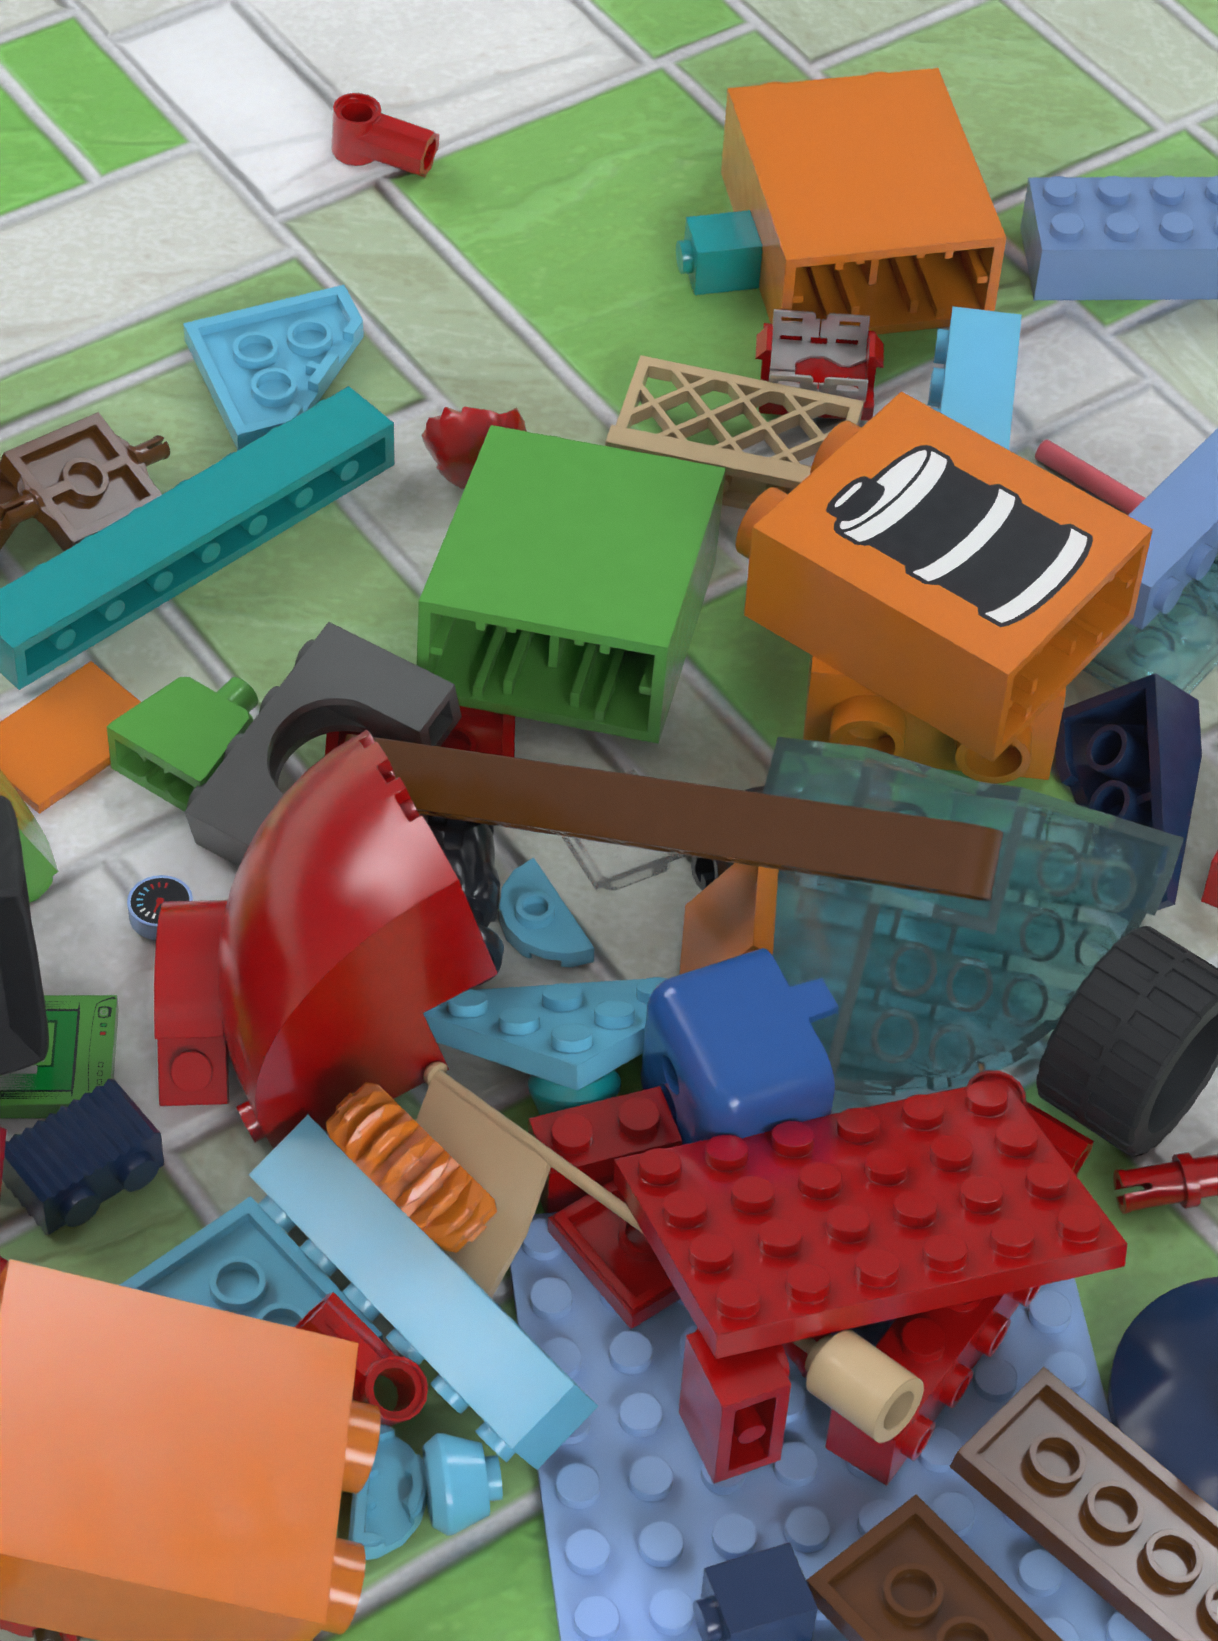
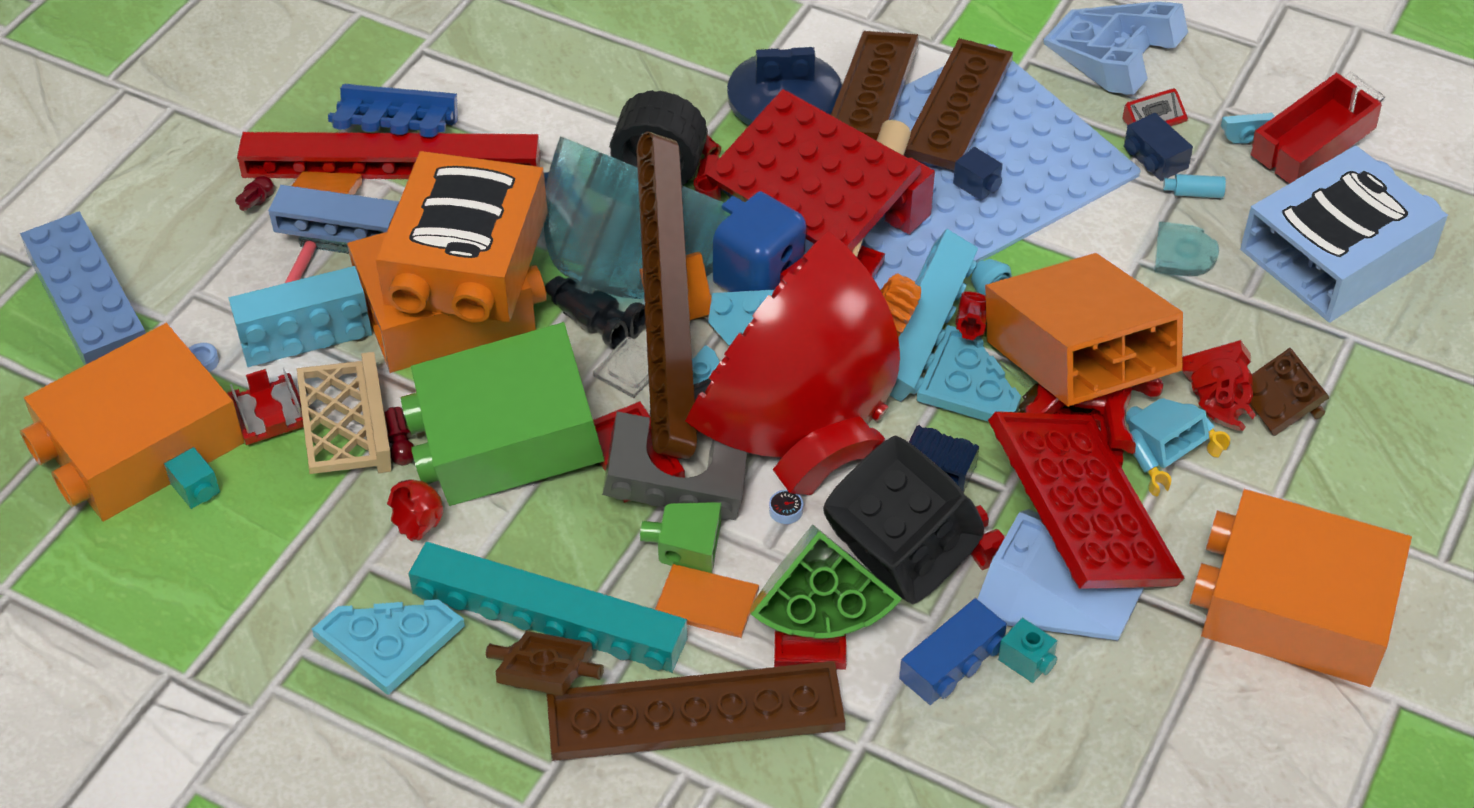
camera: 115 degrees left, 0 degrees up
(367, 135) = (162, 677): red piece -> none

